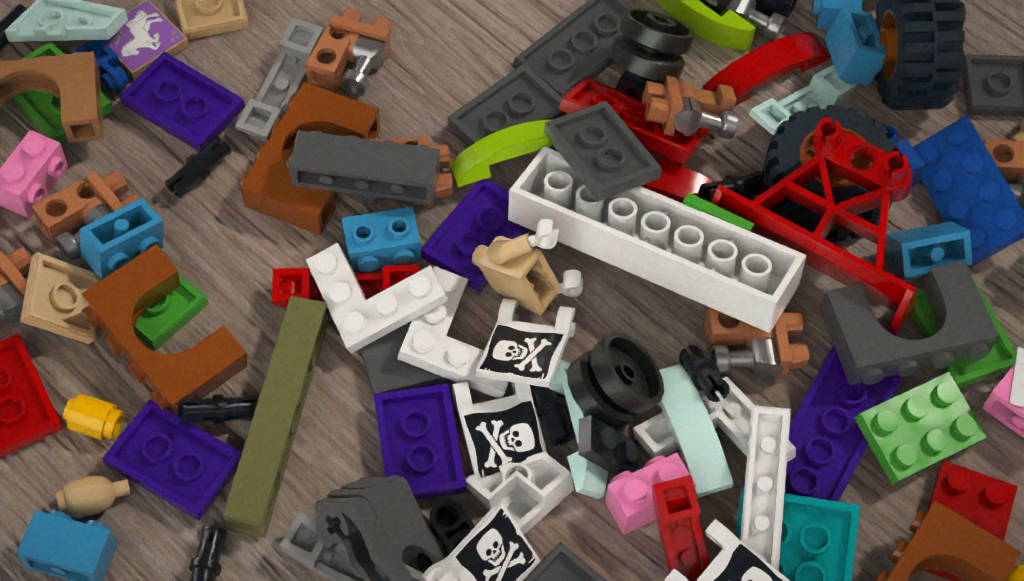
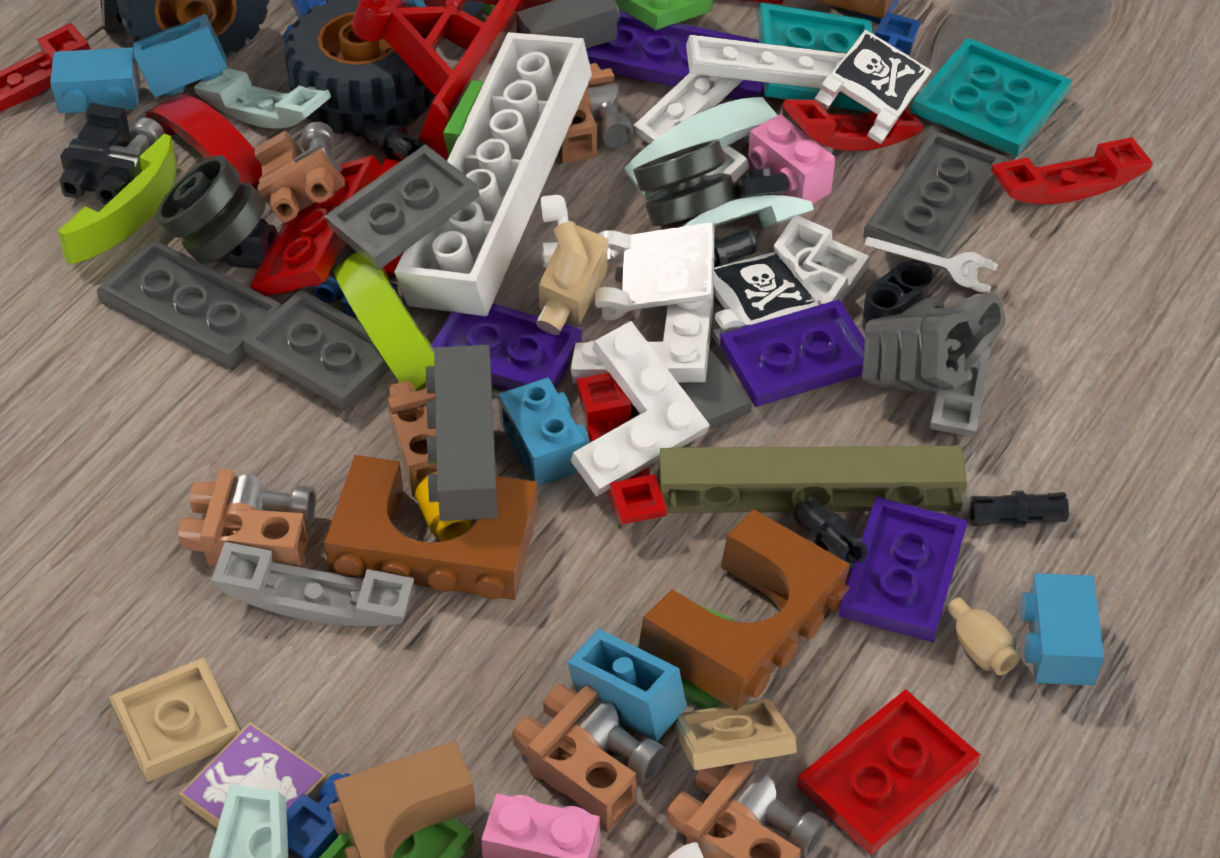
camera: 100 degrees left, 10 degrees down
(93, 417) = (882, 662): yellow brick -> none
(182, 101) = (365, 698): dark purple plate -> none
(198, 167) = (474, 651): black pin -> none
(704, 373) = (642, 133): black pin -> none

